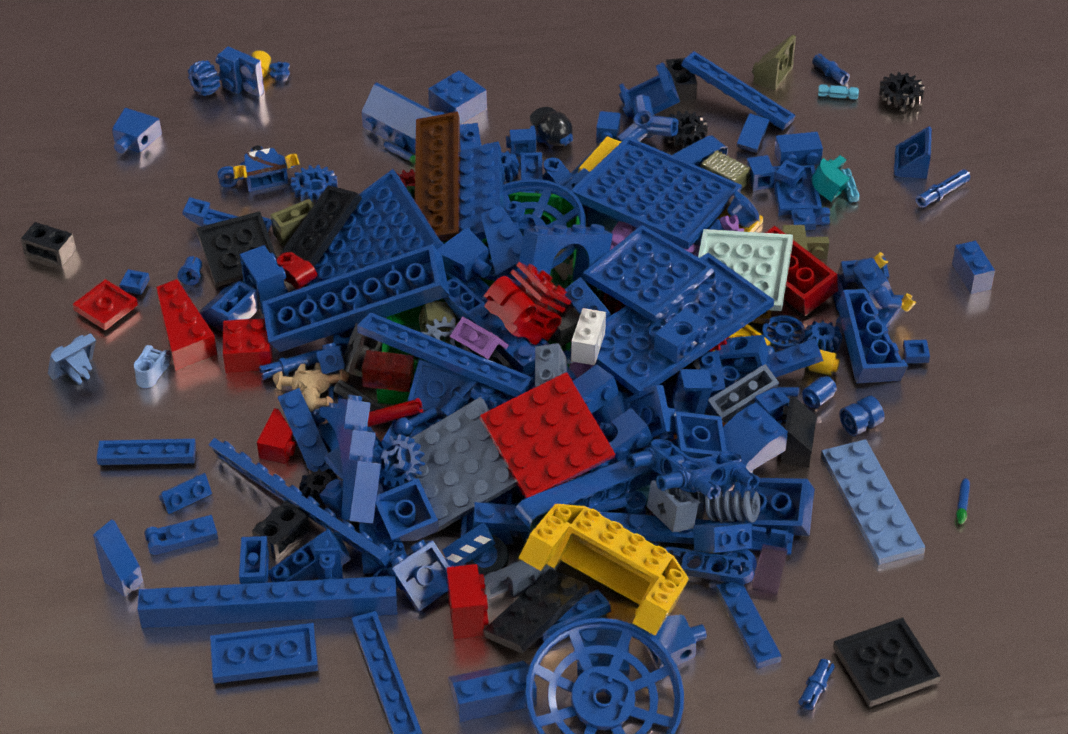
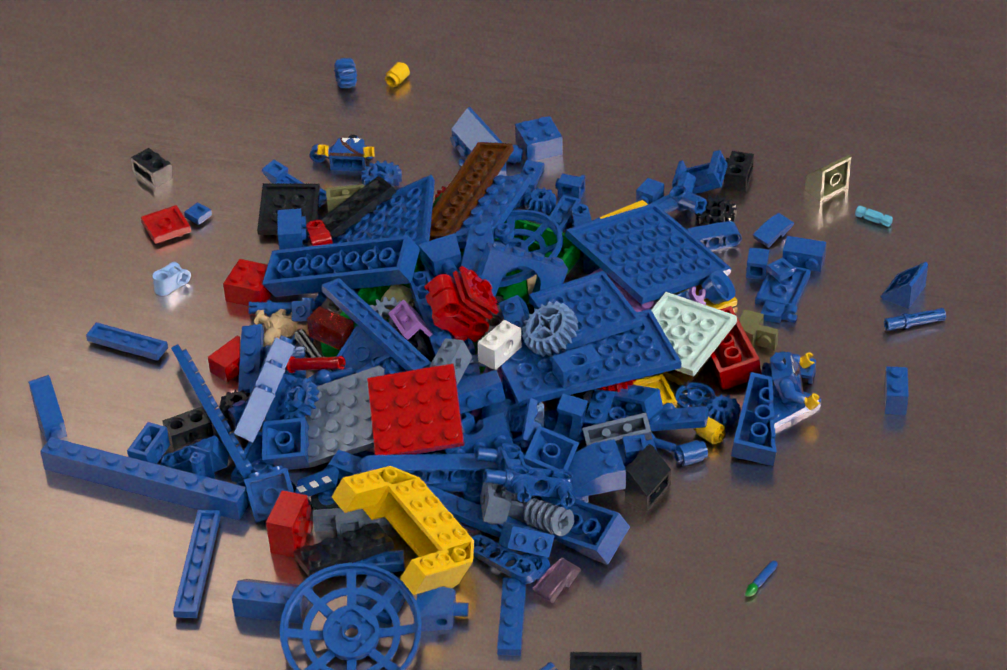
camera: 25 degrees right, 5 degrees down
(73, 359) = (112, 256): medium blue plate -> none
(135, 131) = (269, 100): blue torso -> none
(180, 535) = (114, 410): blue plate -> none
(185, 328) = (210, 257): red wedge -> none
(185, 493) = (136, 380): blue hinge -> none
(190, 267) = (243, 217): blue bush -> none
(232, 303) = (255, 249): blue slope -> none
(240, 72) = (374, 75): blue plate -> none
(263, 653) = (118, 515): blue plate -> none
(279, 70) = (412, 83): blue plate -> none
(551, 127) = (601, 180): black hair -> none
(634, 291) = (542, 339): none -> medium blue gear
(727, 168) = (730, 253): olive brick -> none
(738, 90) = (779, 191): blue plate -> none
(775, 538) = (573, 555): blue hinge -> none
(829, 179) = (815, 283): teal brick -> none
(830, 69) = (879, 195): blue pin -> none
(851, 188) = (832, 294): medium azure axle -> none
(863, 414) = (713, 482): blue wheel -> none
(872, 502) = (681, 555): medium blue plate -> none
(901, 90) = (930, 228): black gear -> none
(916, 351) = (799, 445): blue plate -> none

